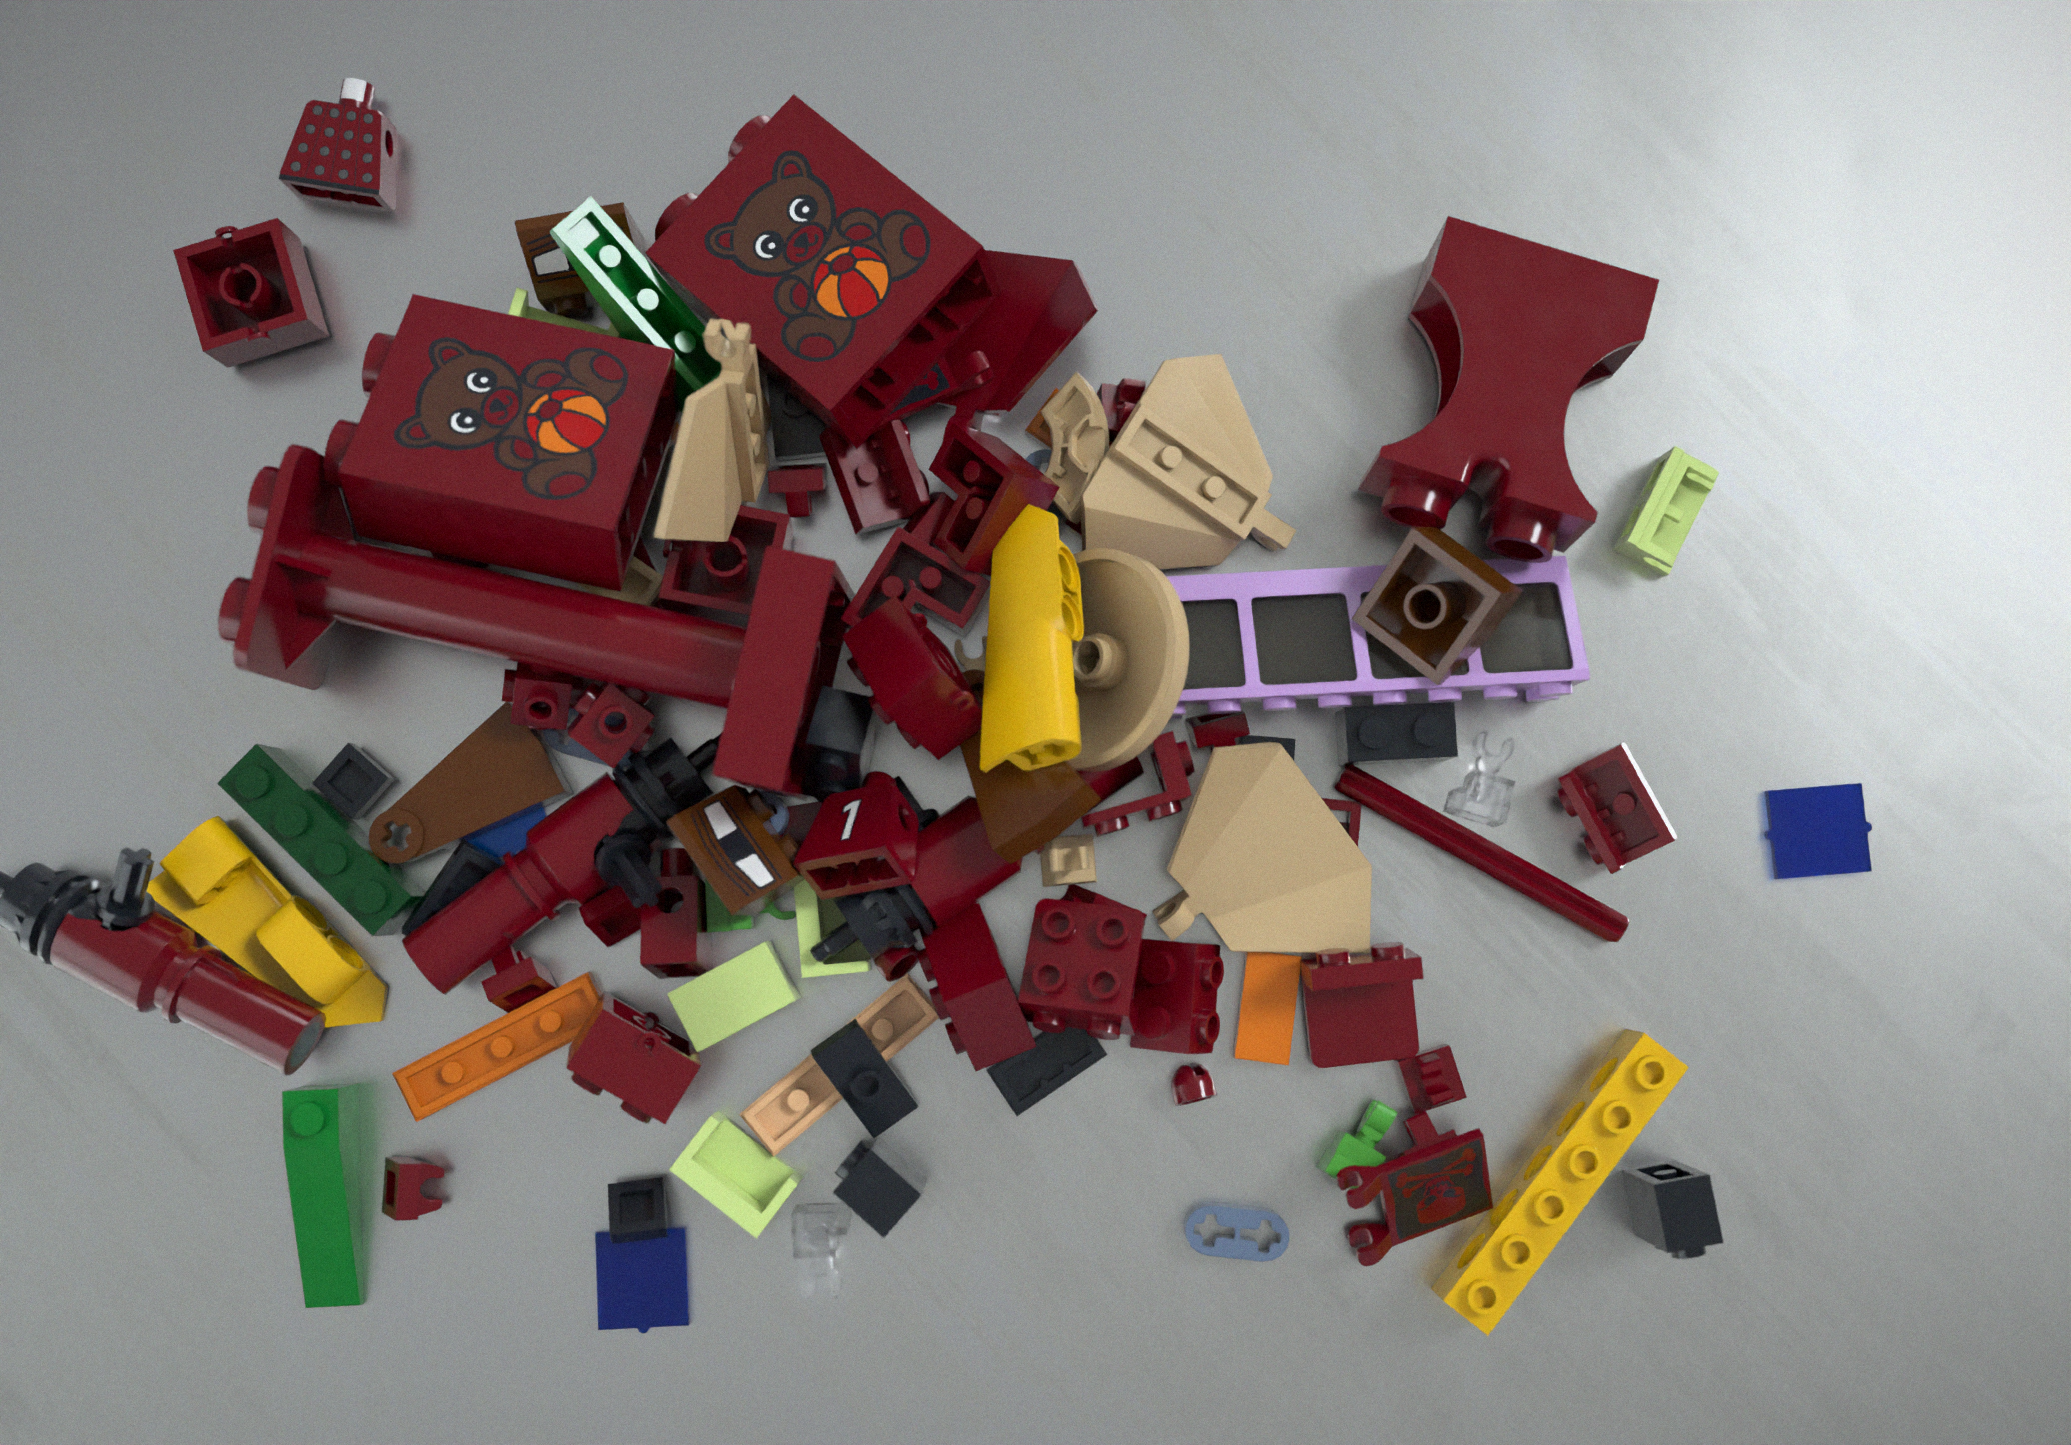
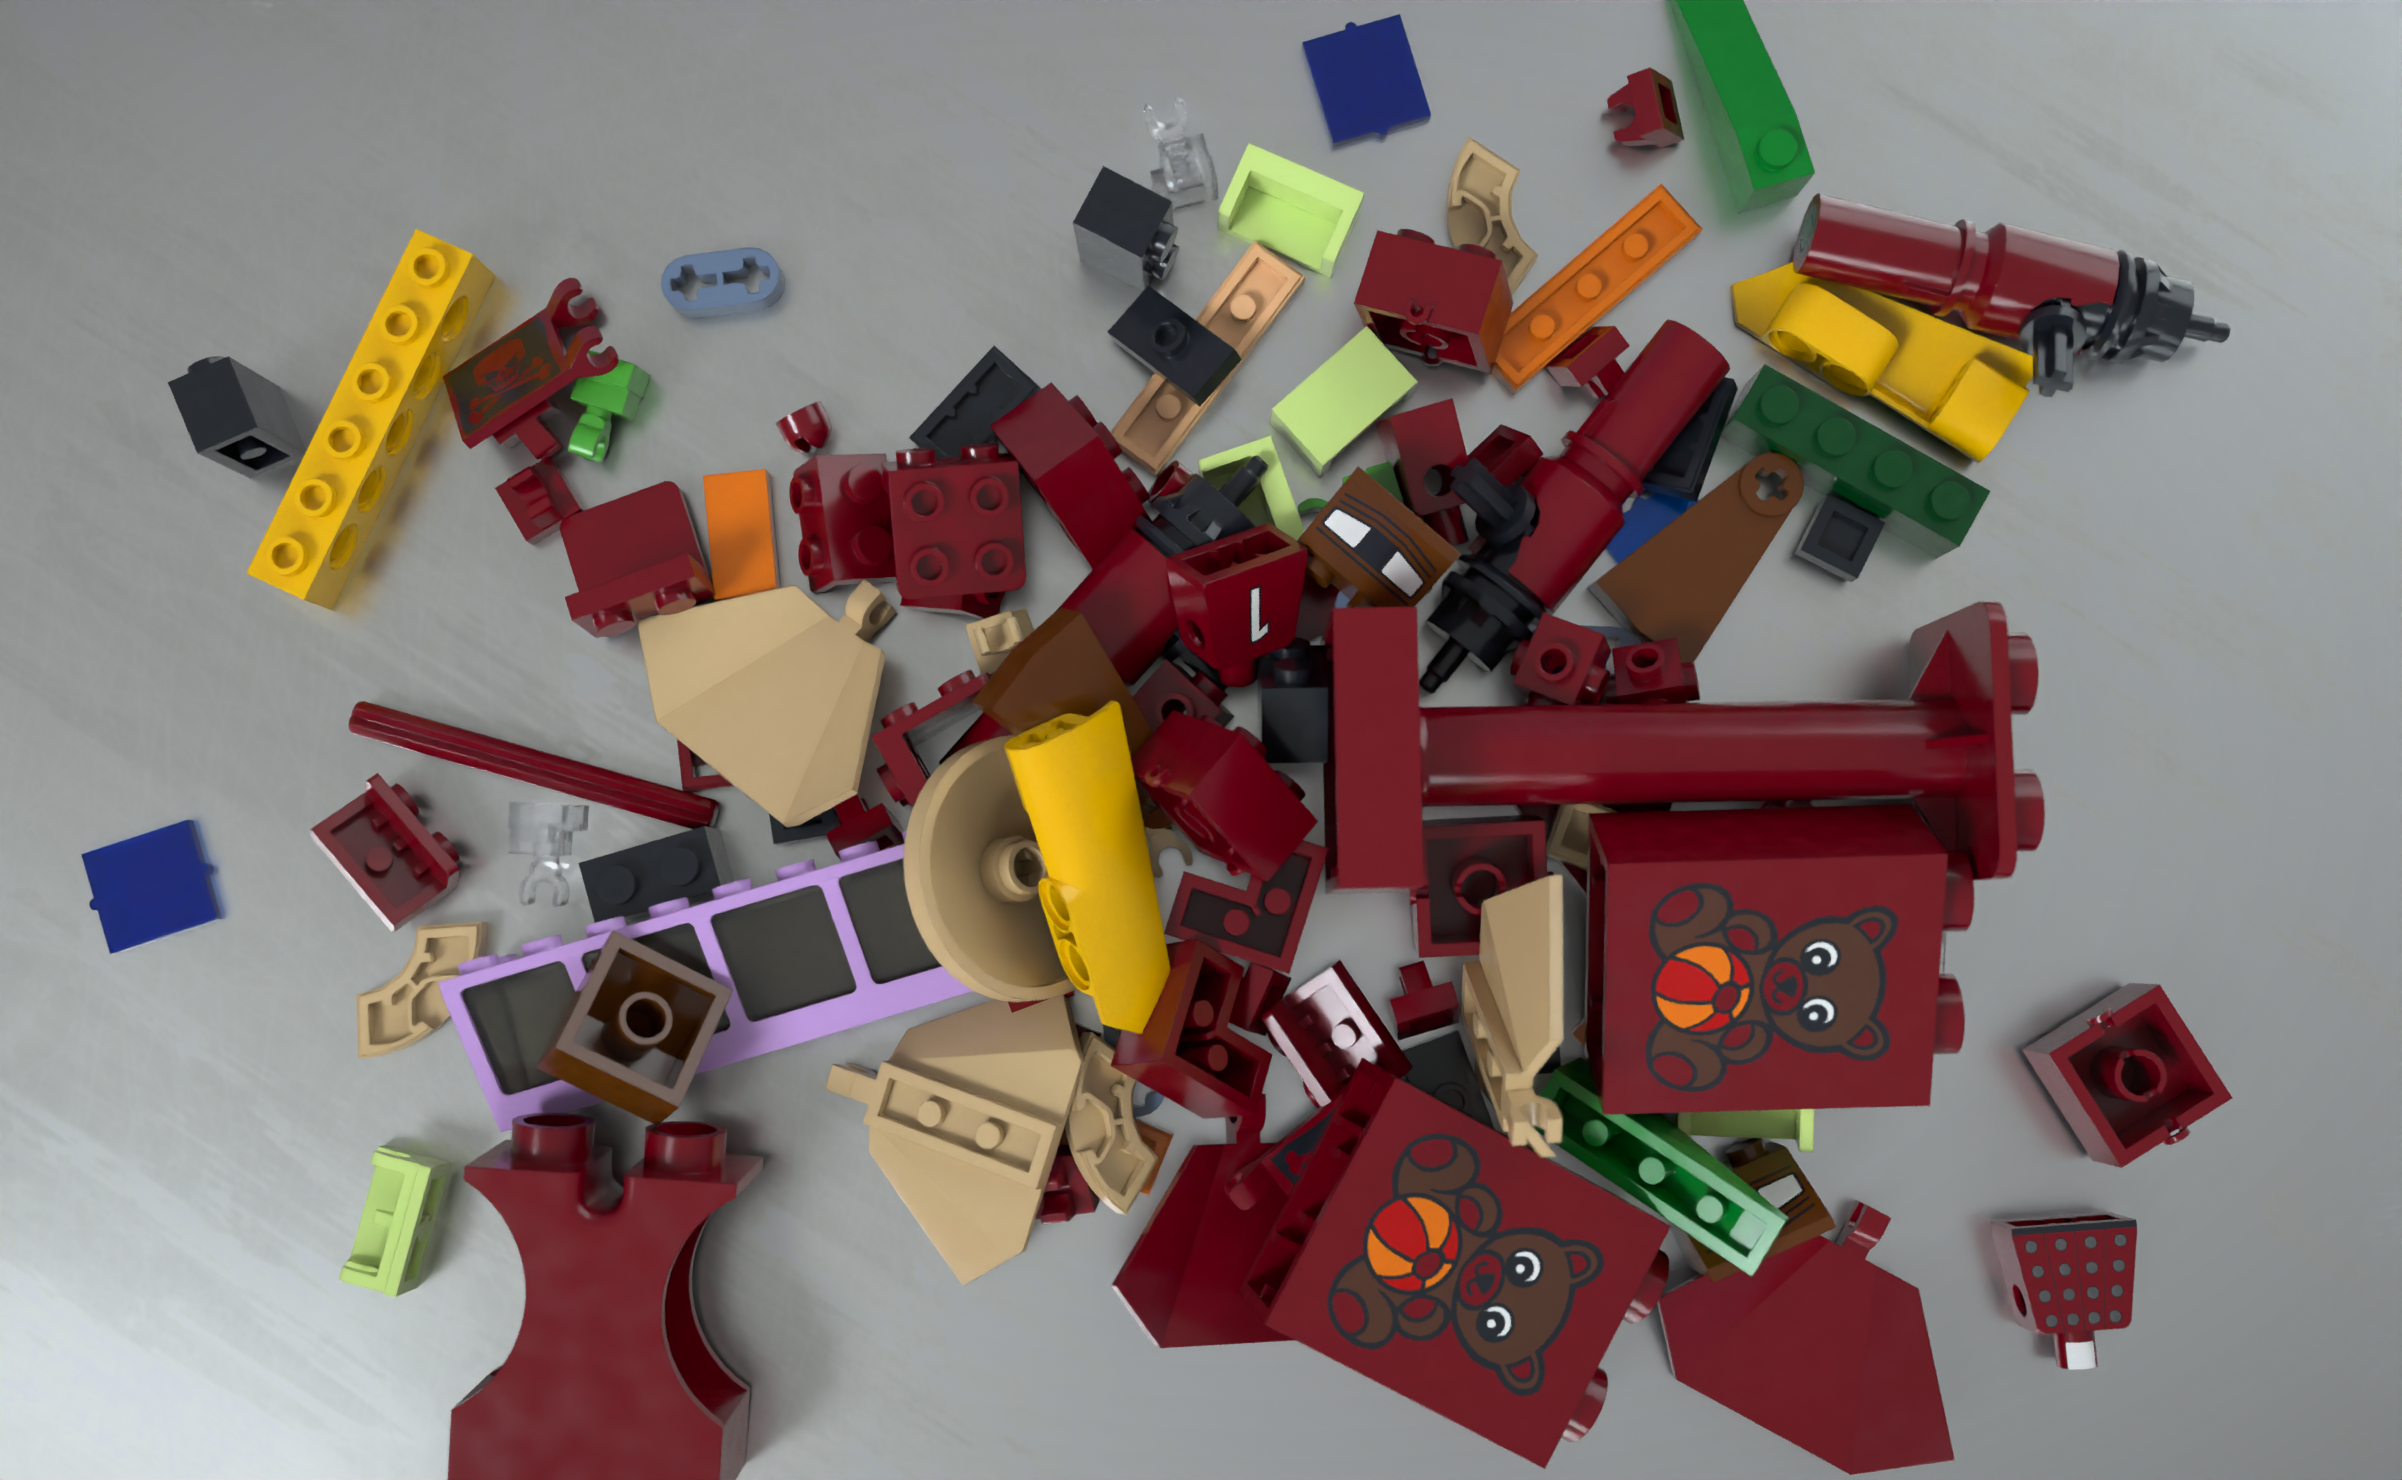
camera: 170 degrees right, 0 degrees up
(555, 136) = (1817, 1351): none -> dark red panel
(575, 1133) = (1482, 209): none -> tan tile
(637, 1210) = (1389, 146): black plate -> none
(932, 786) = (1177, 690): none -> dark red brick
(1613, 686) = (412, 1003): none -> tan tile

